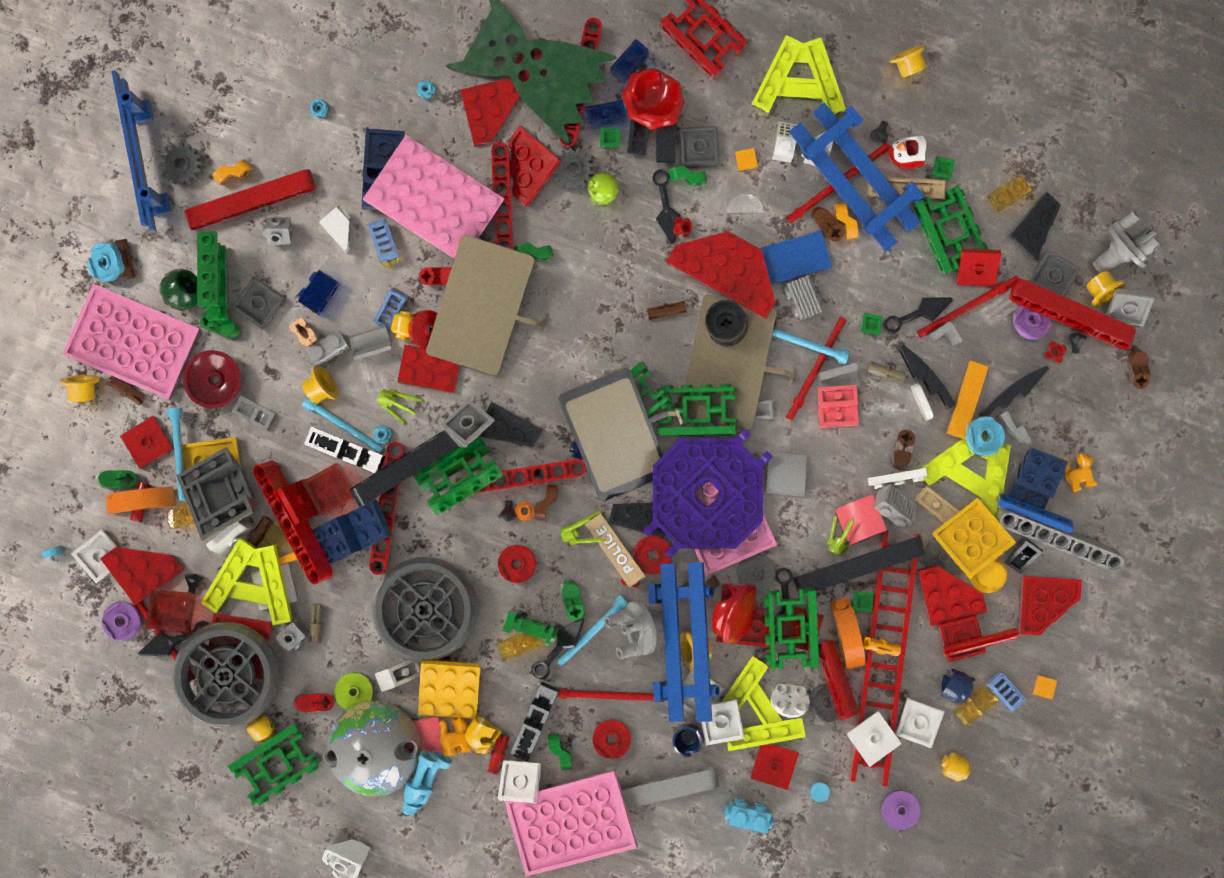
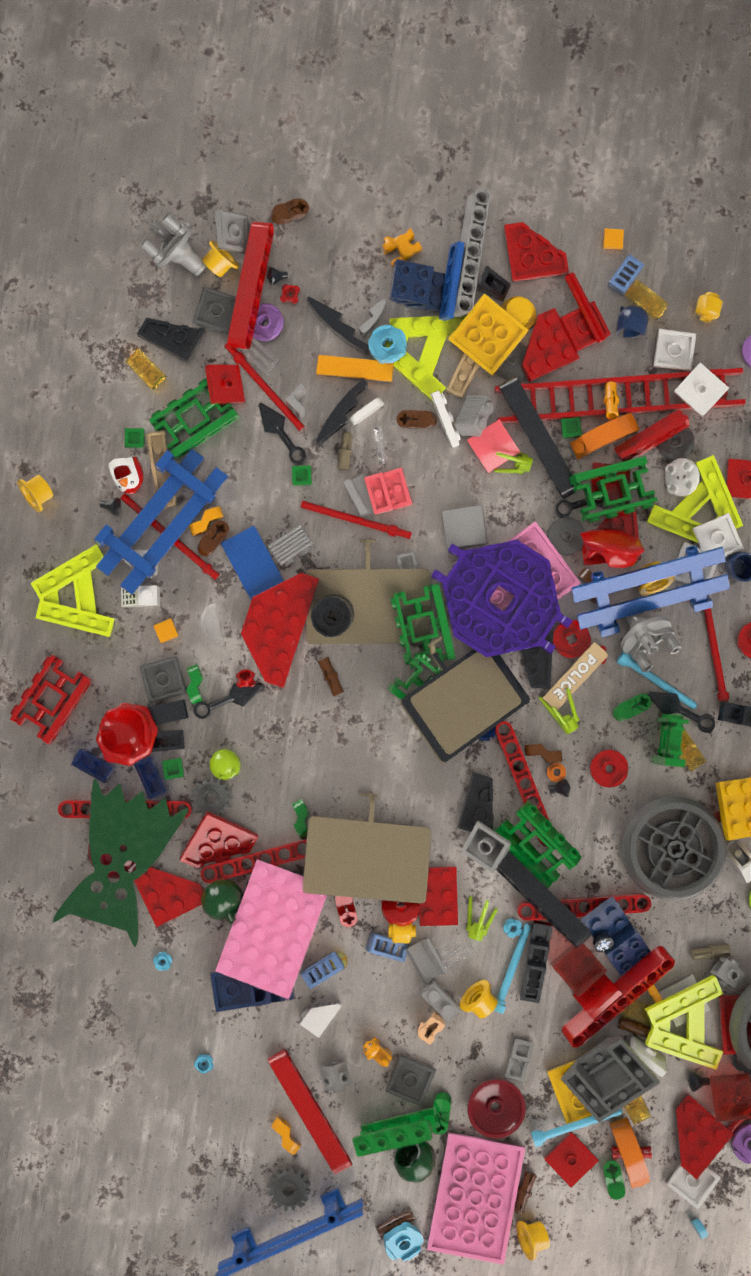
camera: 100 degrees left, 0 degrees up
(292, 276) = (374, 1050): none -> light orange animal
(318, 291) = (386, 1022): clear blue brick -> none
(348, 516) = (602, 942): none -> black tile
(472, 156) = (222, 900): none -> dark green piece
(839, 355) = (339, 499): medium azure piece -> none

